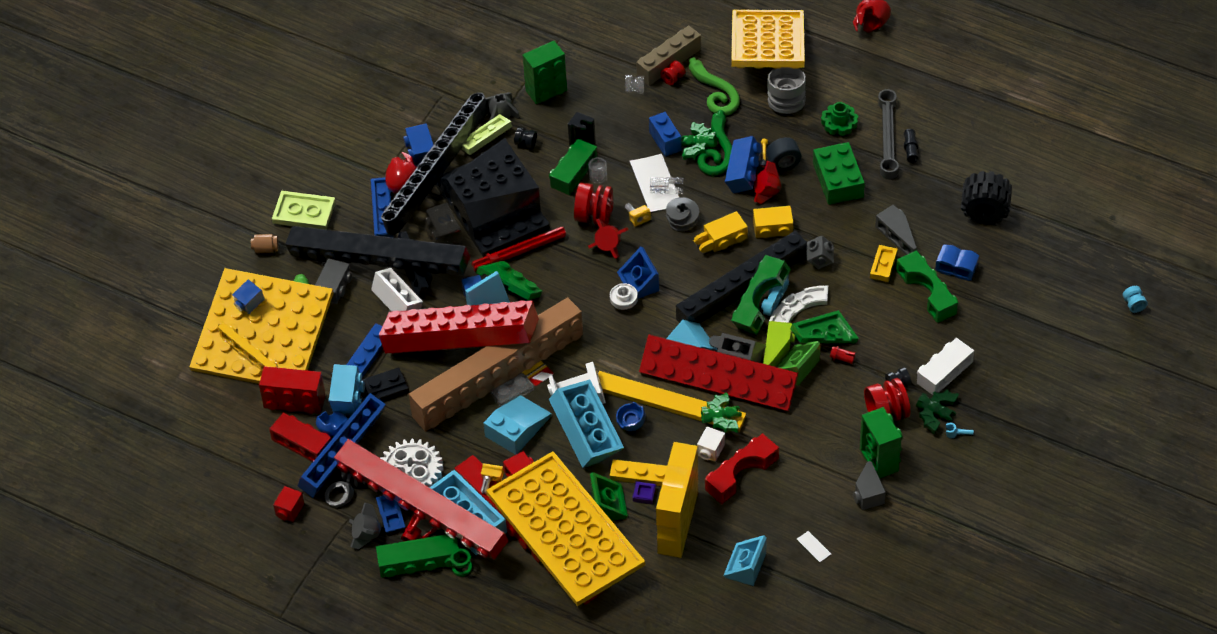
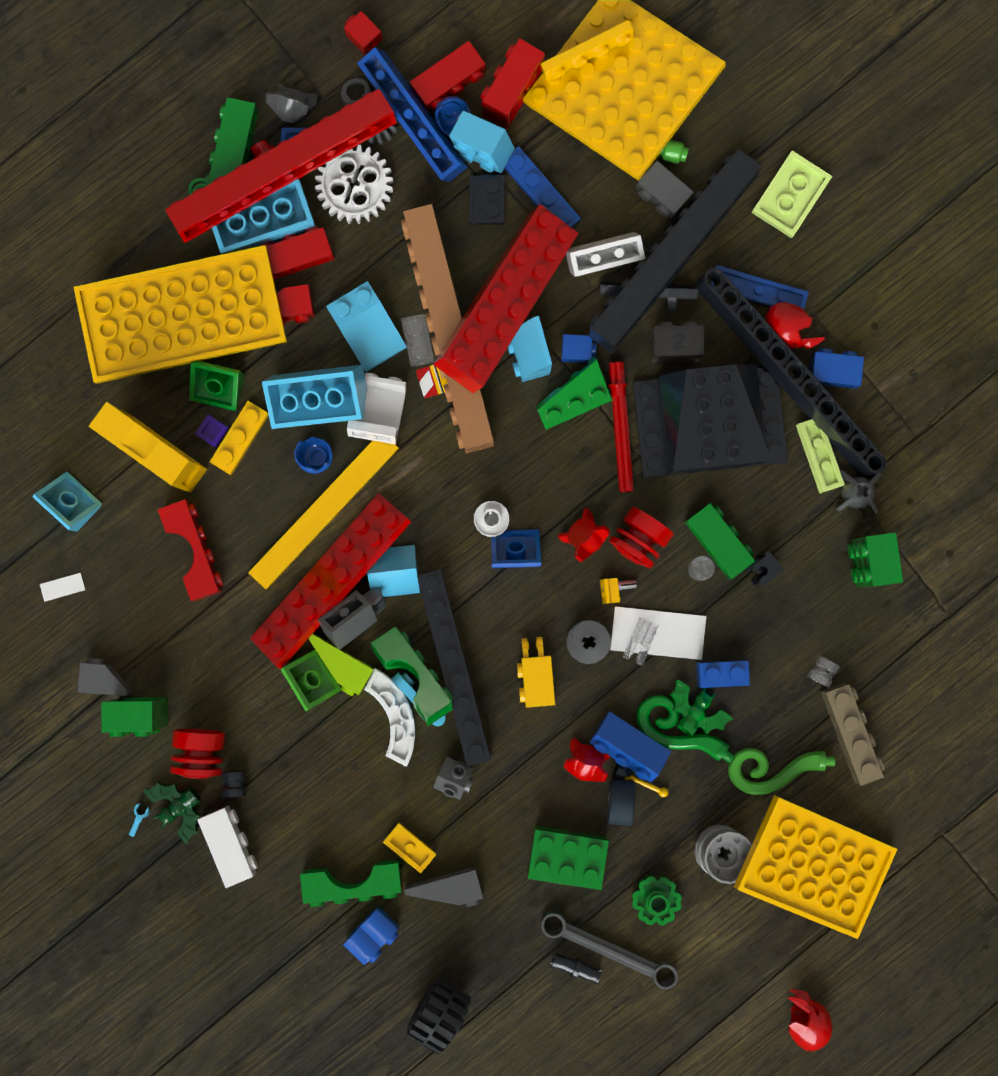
camera: 110 degrees right, 35 degrees up
(247, 297) = (661, 70): blue brick -> none
(264, 243) = (757, 130): medium nougat brick -> none
(490, 473) = (290, 260): yellow piece -> none
(525, 137) = (794, 499): black wheel -> none
(673, 72) = (821, 725): red wheel -> none
(711, 444) = (237, 529): white brick -> none
(716, 413) = (271, 553): green animal -> none
(772, 221) = (527, 744): yellow brick -> none
(825, 329) = (339, 731): green wing -> none
(842, 355) = (300, 734): red pin -> none

